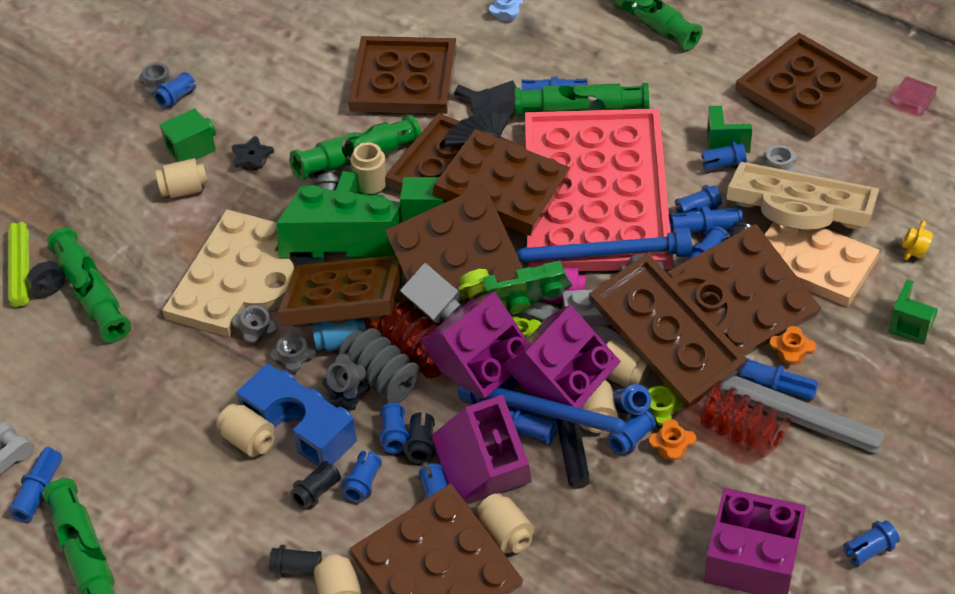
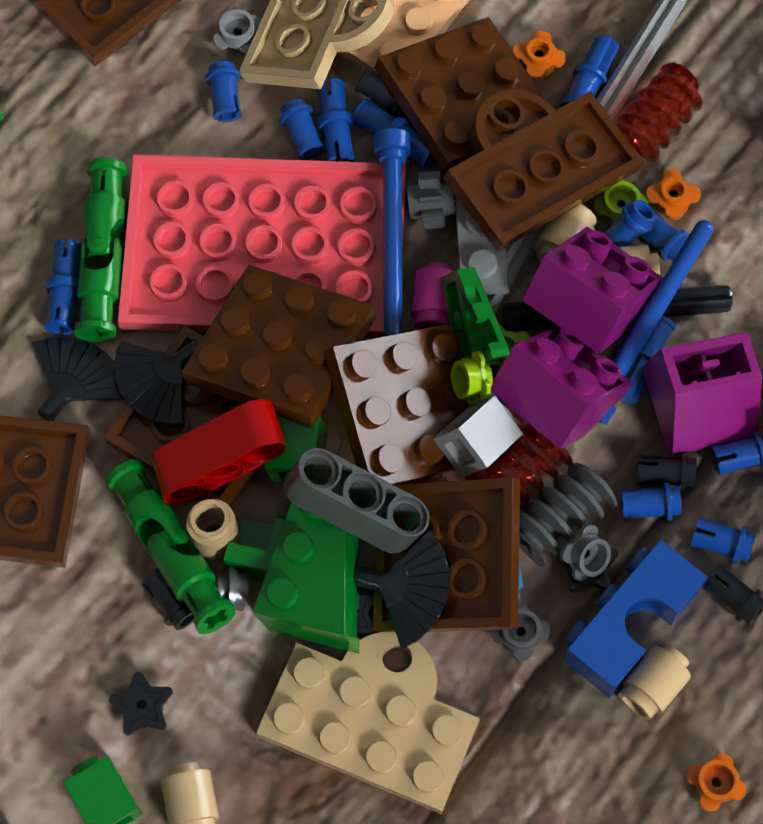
camera: 90 degrees left, 20 degrees up
(165, 467) = (723, 769): none -> orange plate
(254, 314) = (471, 670): flat silver plate -> none
(320, 271) = (412, 588): none -> black hand
(372, 200) = (379, 499): none -> dark grey beam
(415, 151) = (218, 452): none -> red beam
(722, 135) = (181, 84): green panel -> none

